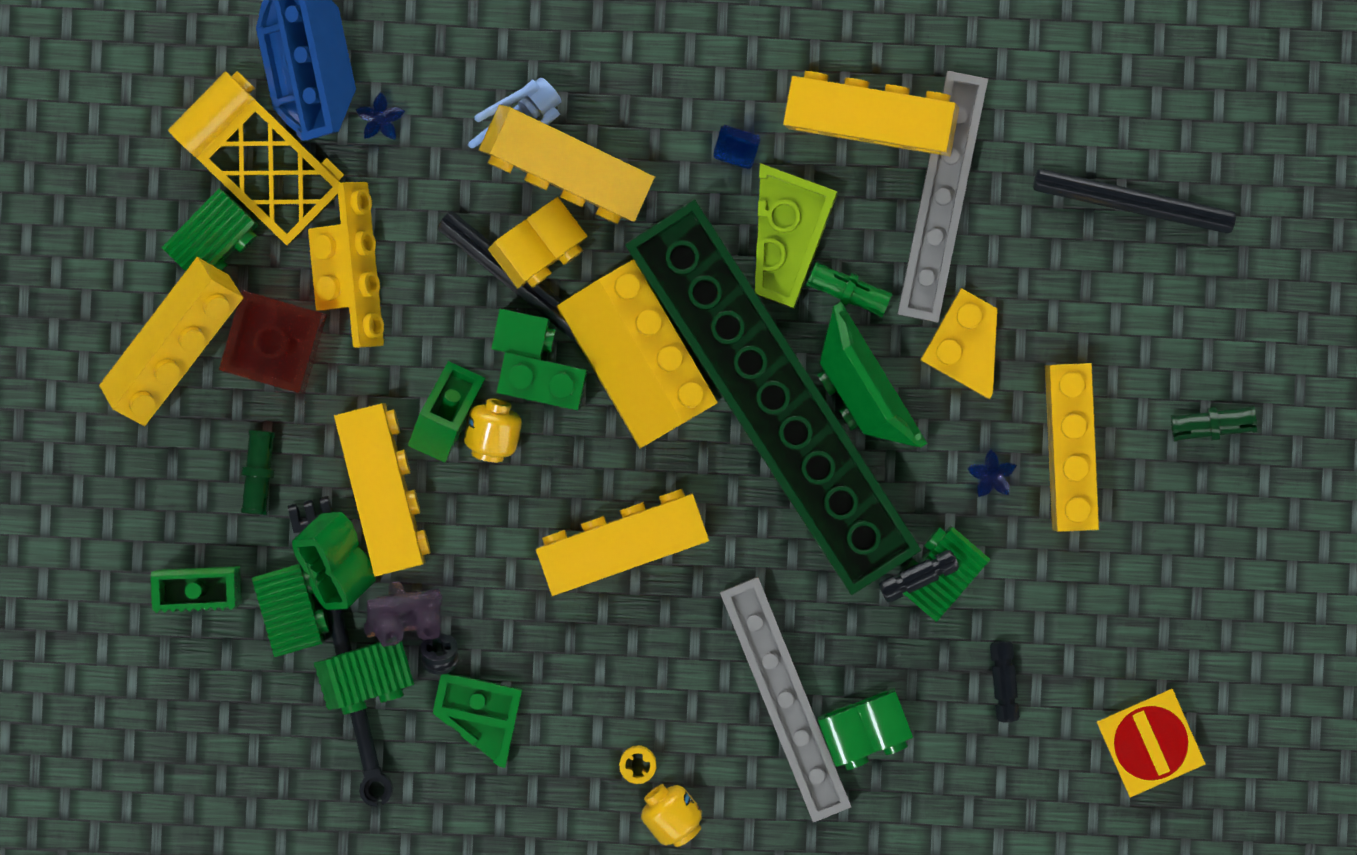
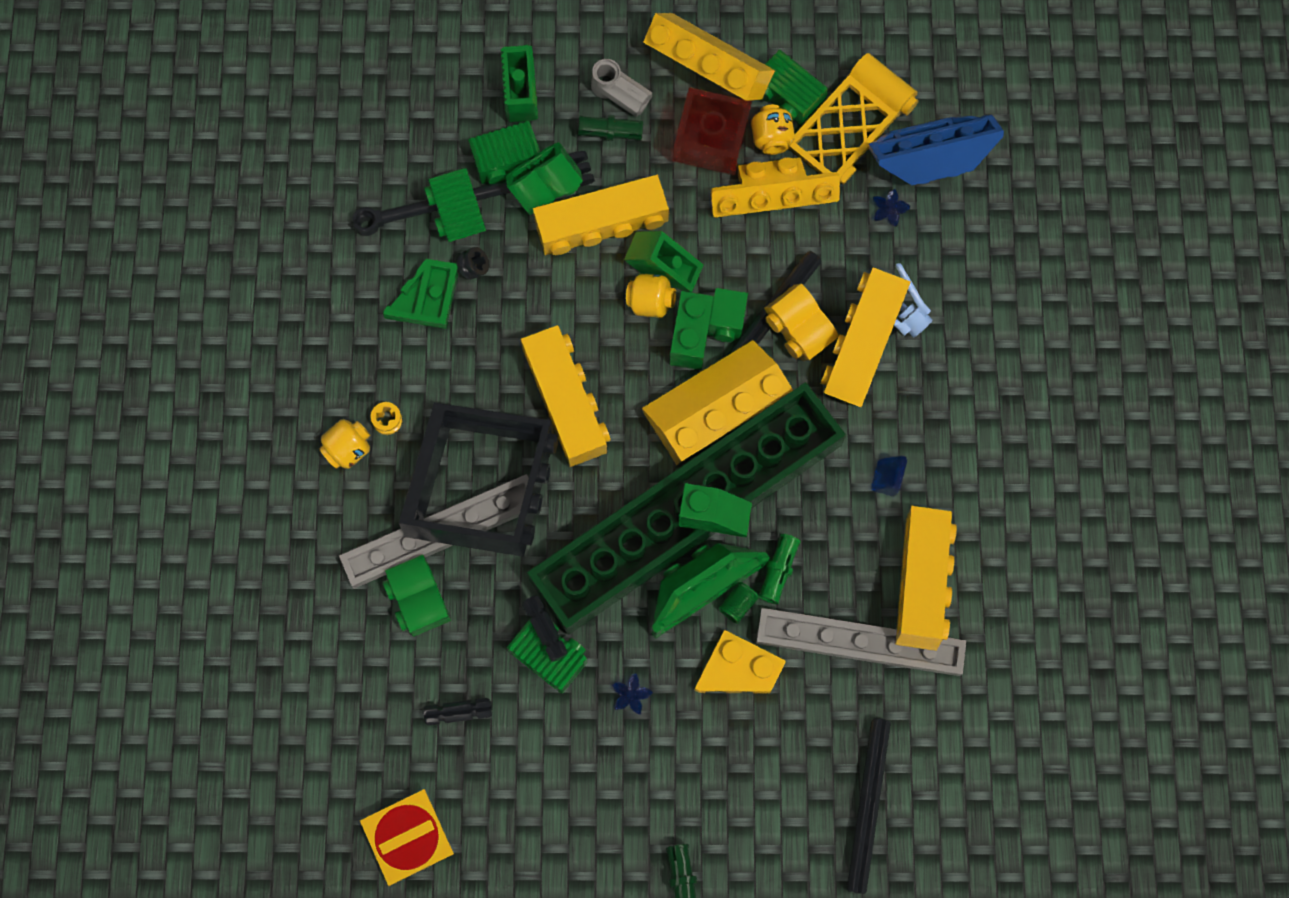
camera: 90 degrees right, 15 degrees down
(206, 454) = (621, 89): none -> light grey piece
(271, 262) = (773, 129): none -> yellow head
(401, 612) = (504, 232): clear purple hips -> none
(707, 713) = (427, 466): none -> black window
(789, 232) = (823, 520): lime wing -> none
(790, 366) = (714, 511): none -> green slope
(890, 334) = (739, 605): none -> green piece
(1071, 447) = (658, 757): yellow brick -> none

